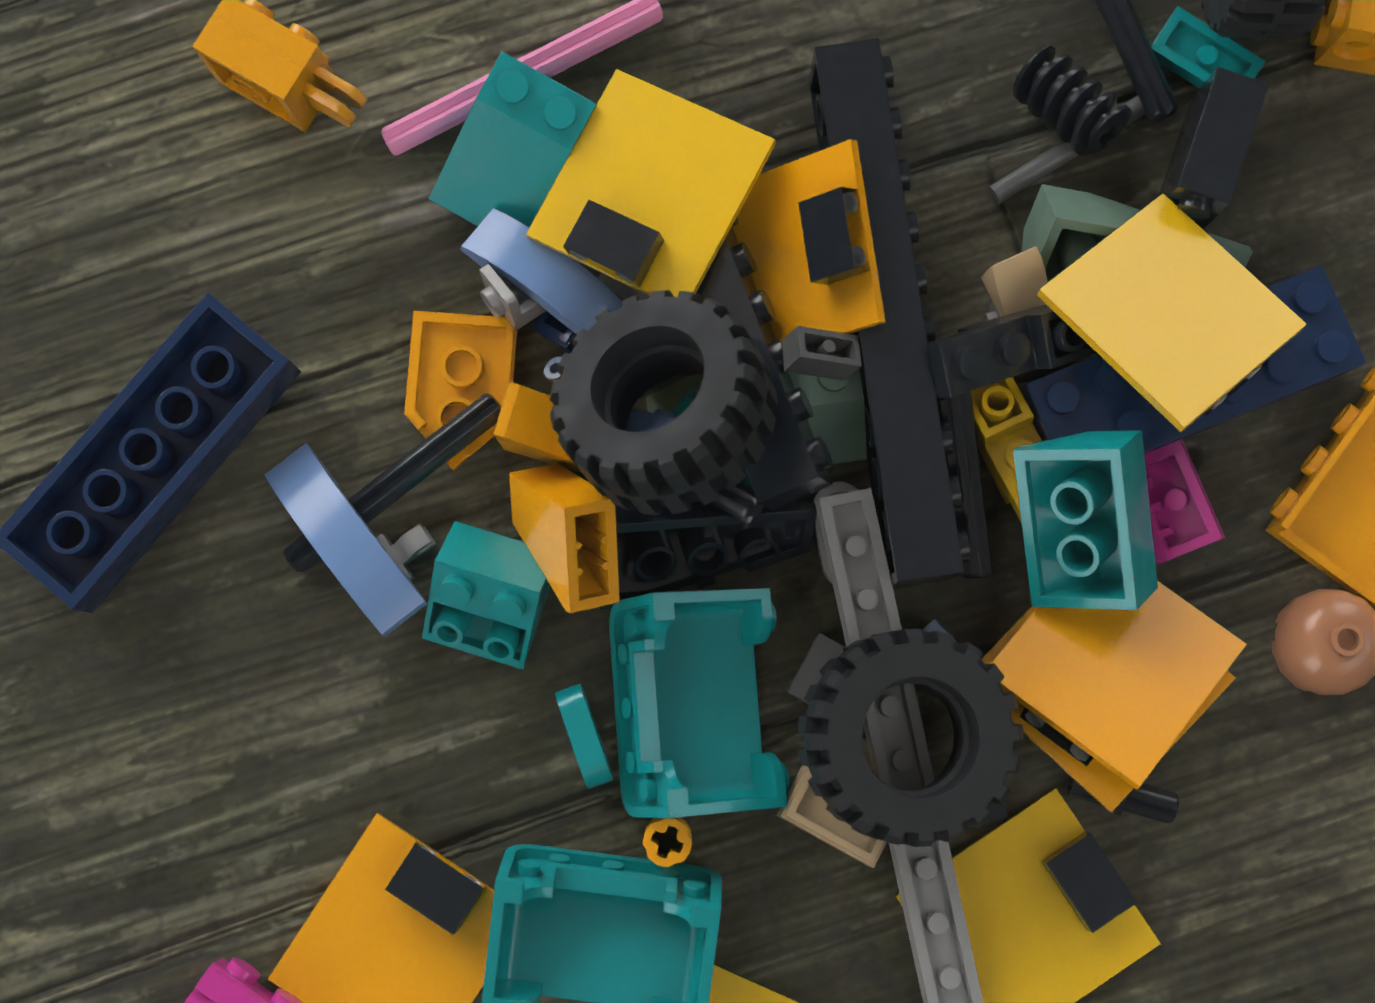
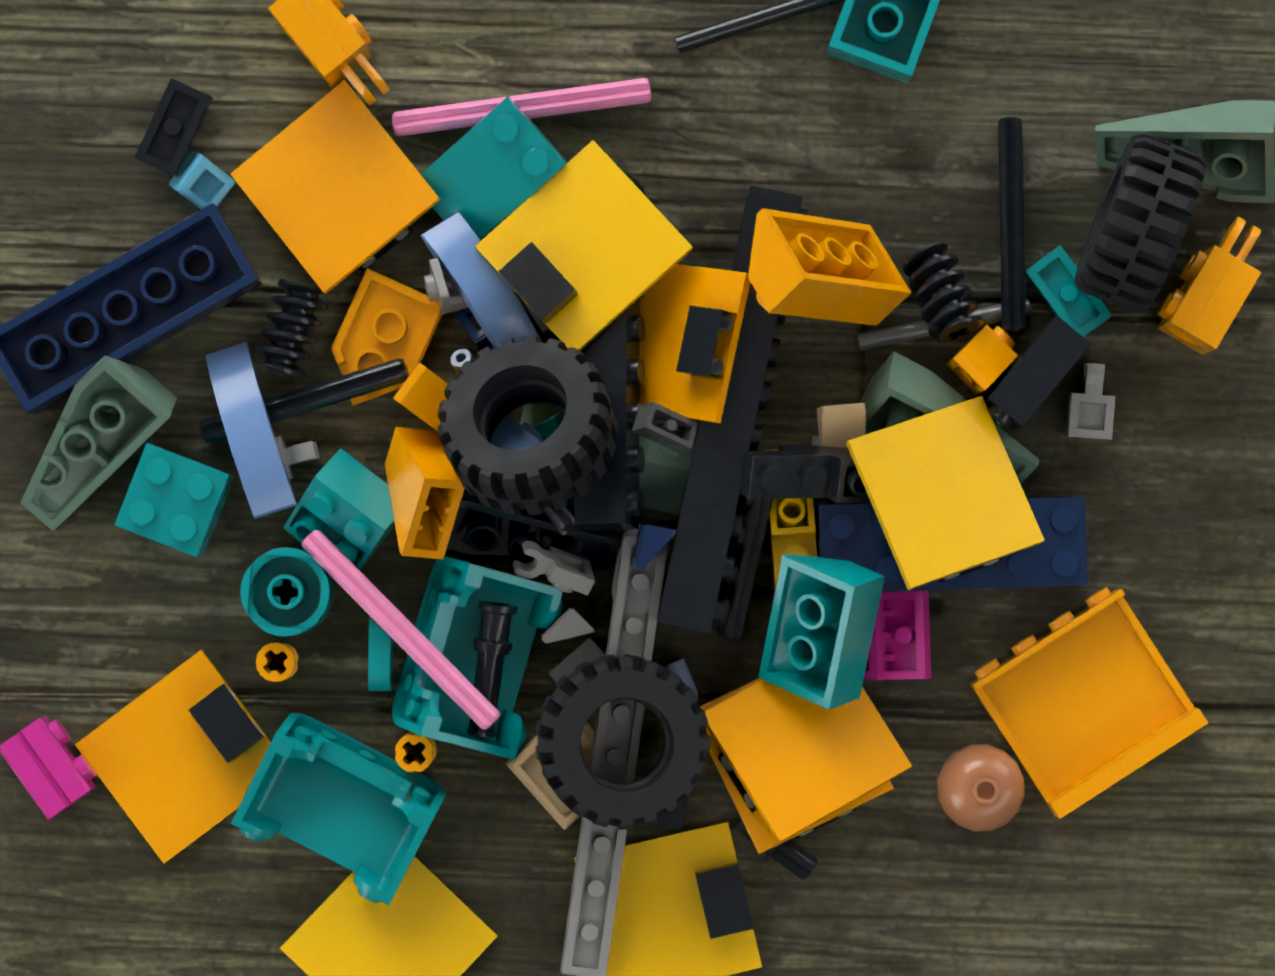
camera: 20 degrees right, 5 degrees up
(139, 233) = (173, 127): none -> black plate
(165, 601) = (99, 429): none -> sand green wedge
(190, 279) = (201, 181): none -> medium azure slope
(284, 650) = (174, 500): none -> teal brick
(347, 234) = (336, 188): none -> light orange piece
(349, 405) = (291, 328): none -> black piece
(426, 690) = (269, 609): none -> teal brick
(452, 797) = (263, 660): none -> light orange bush
(600, 703) = (400, 629): none -> bright pink axle
(712, 685) = (492, 647): none -> black pin
(761, 565) = (562, 569): none -> light grey plate
(790, 629) = (567, 626): none -> light grey slope
(852, 493) = (649, 543): none -> dark blue slope
(931, 113) = (823, 269): none -> light orange slope
(1142, 161) = (983, 358): none -> light orange slope
(1283, 175) = (1091, 412): none -> light grey plate

